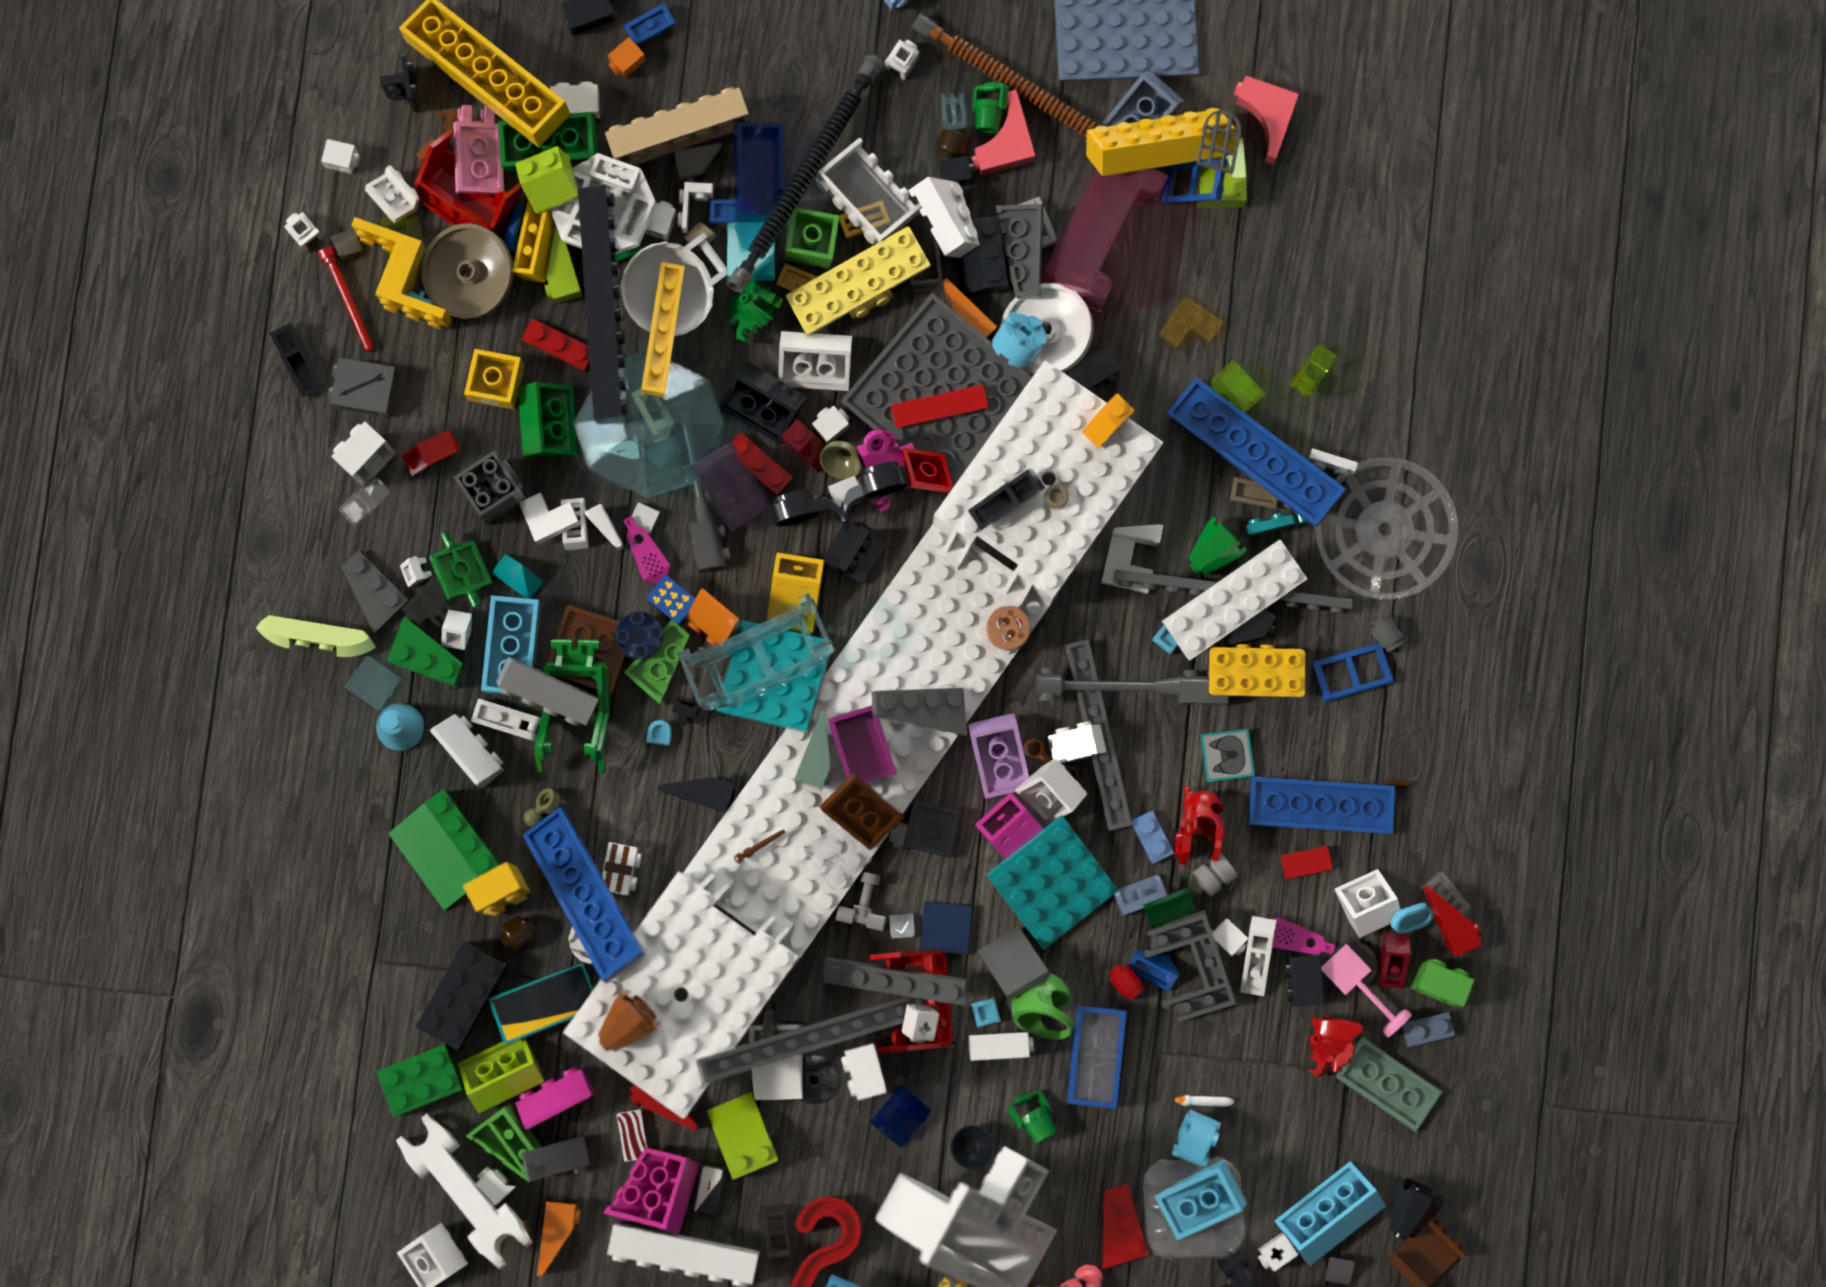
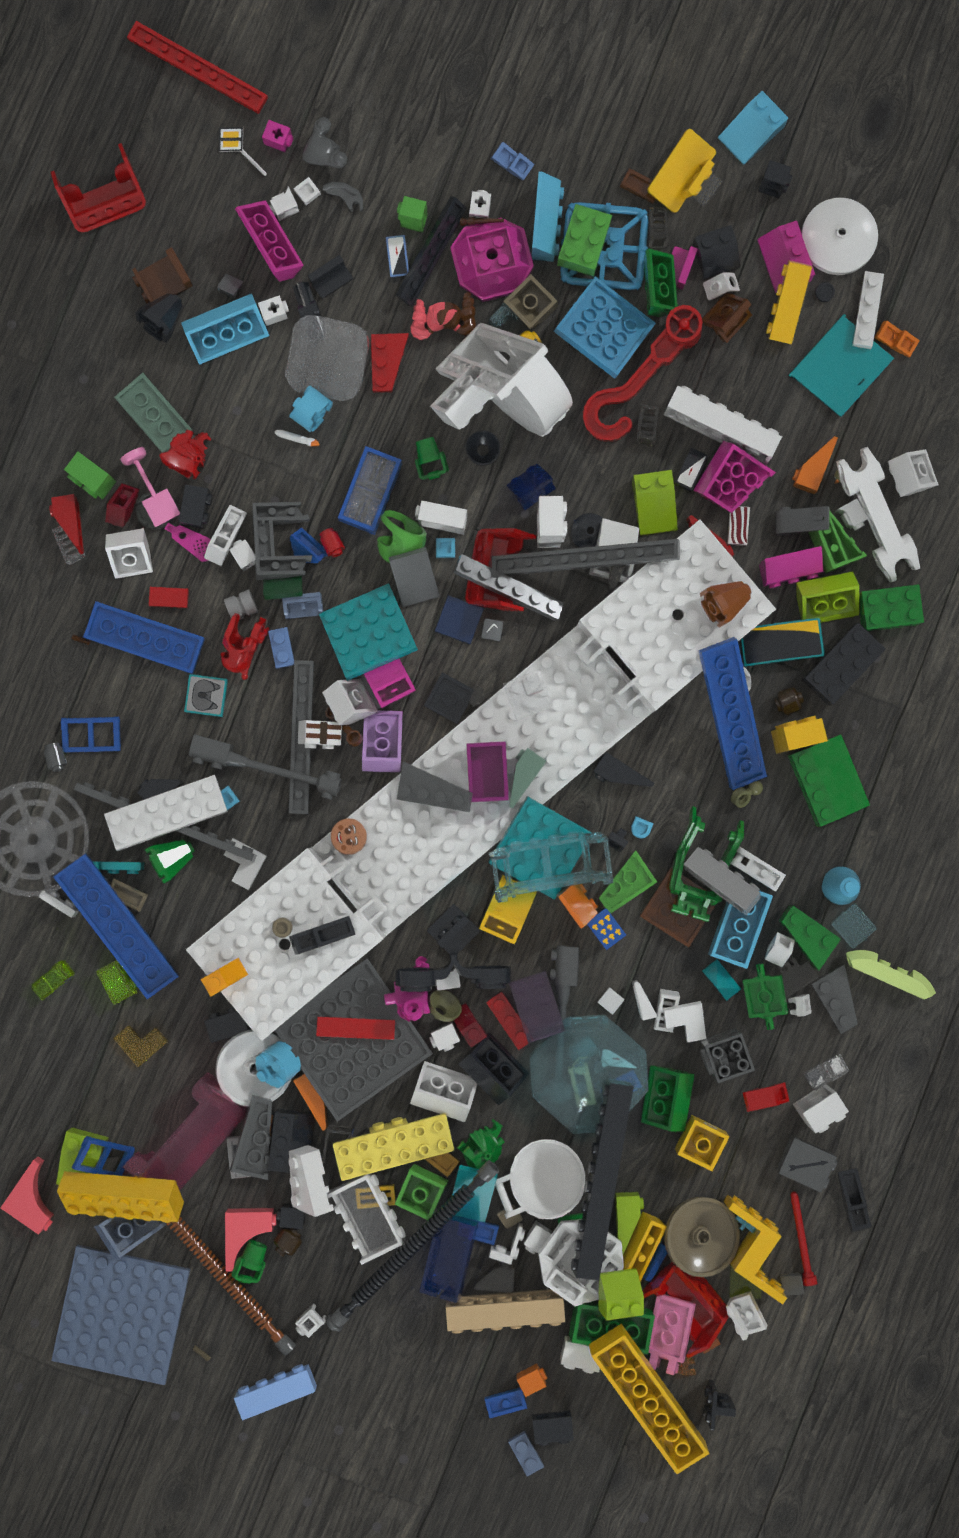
camera: 155 degrees left, 5 degrees up
(302, 230) = (825, 1305): white window -> none
(340, 156) = (780, 1358): white brick -> none
(468, 750) = (794, 852): white slope -> none
(557, 344) = (645, 1158): red plate -> none
(620, 868) = (698, 730): brick -> none
(639, 635) = (638, 907): dark blue dish -> none
(643, 550) = (616, 975): dark pink piece -> none
(662, 329) = (559, 1146): yellow plate -> none
(748, 852) = (604, 712): reddish brown piece -> none
(861, 811) = (501, 721): reddish brown plate -> none
(861, 912) = (520, 648): light grey bar -> none
(920, 1023) = (498, 550): white brick -> none
(927, 470) = (378, 978): red slope -> none
(952, 101) = (279, 1275): clear light blue tile -> none
(1140, 534) = (222, 884): white slope -> none
(1201, 1200) = (319, 359): medium azure slope -> none
(1212, 148) = (71, 1176): dark grey window -> none
(1256, 671) = (164, 752): yellow bracket -> none
(1412, 918) = (98, 532): medium azure tile -> none
(1428, 1029) = (111, 446): sand blue plate -> none

